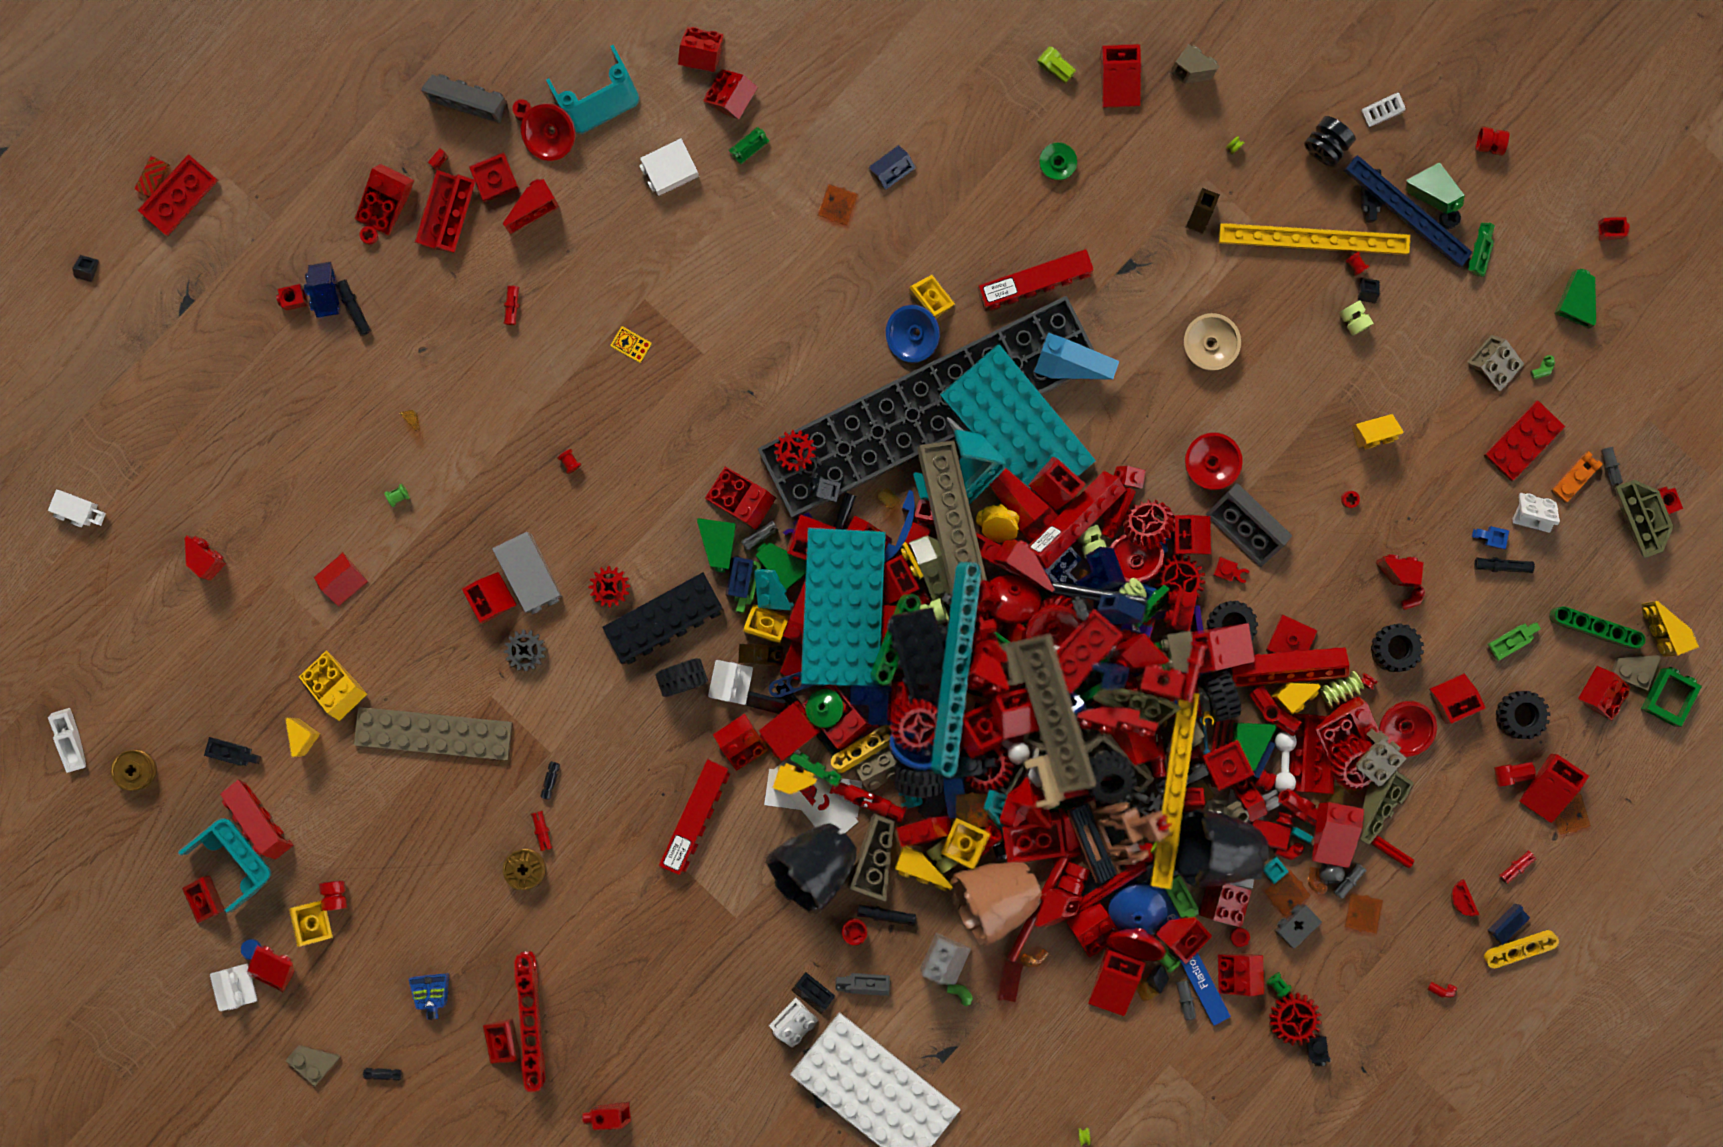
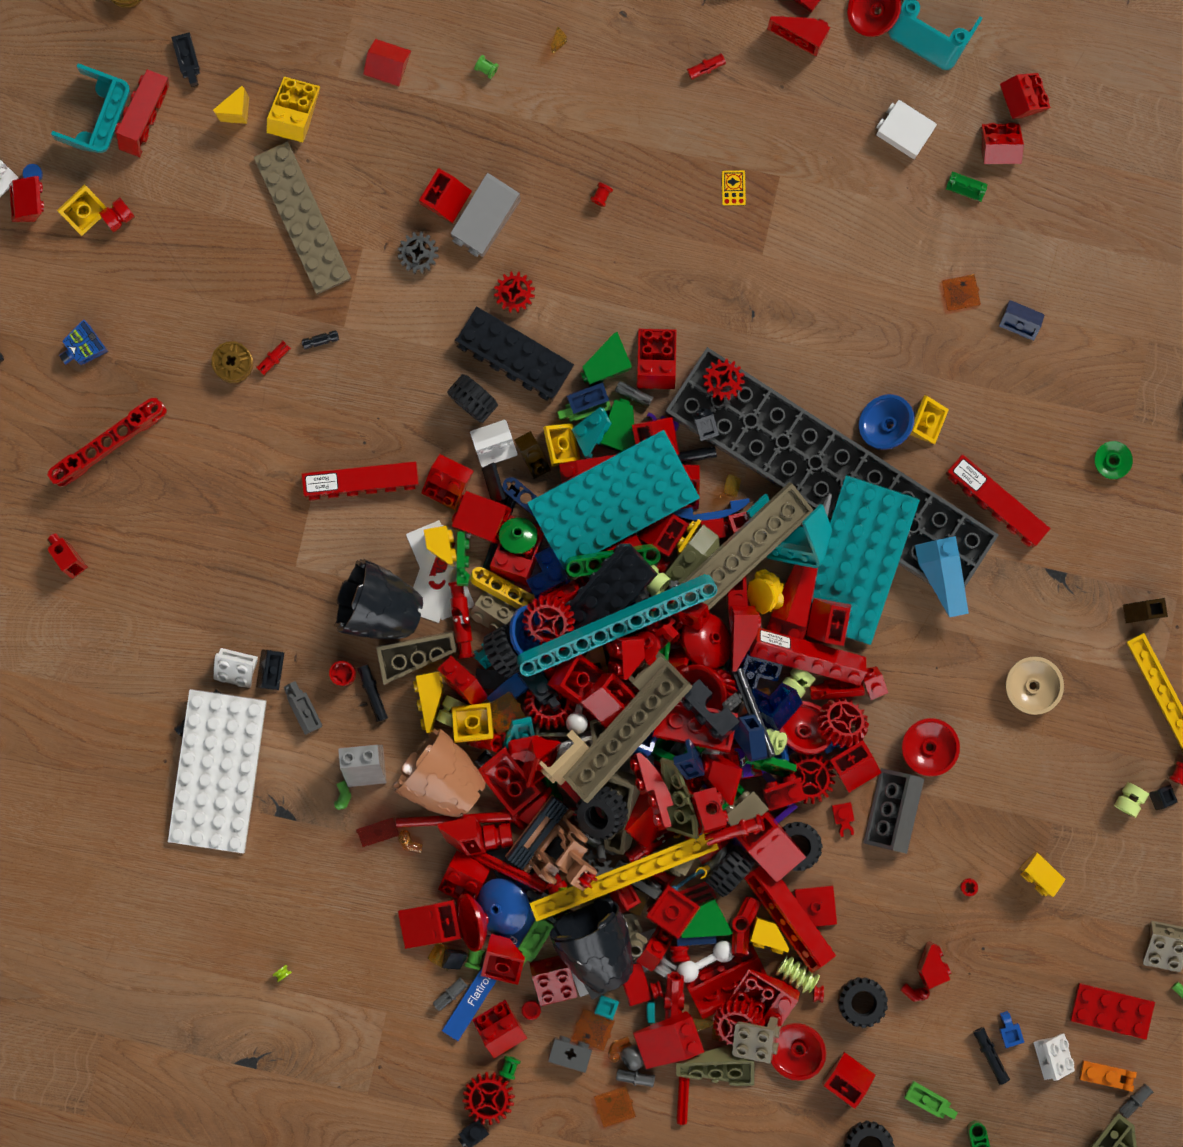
camera: 65 degrees right, 0 degrees up
(203, 899) = (51, 109): red slope -> none
(501, 1041) = (76, 429): red slope -> none
(793, 660) = (542, 485): red slope -> none
(1095, 631) = (719, 724): none -> black arch
(1291, 852) = (629, 1012): red arm -> none

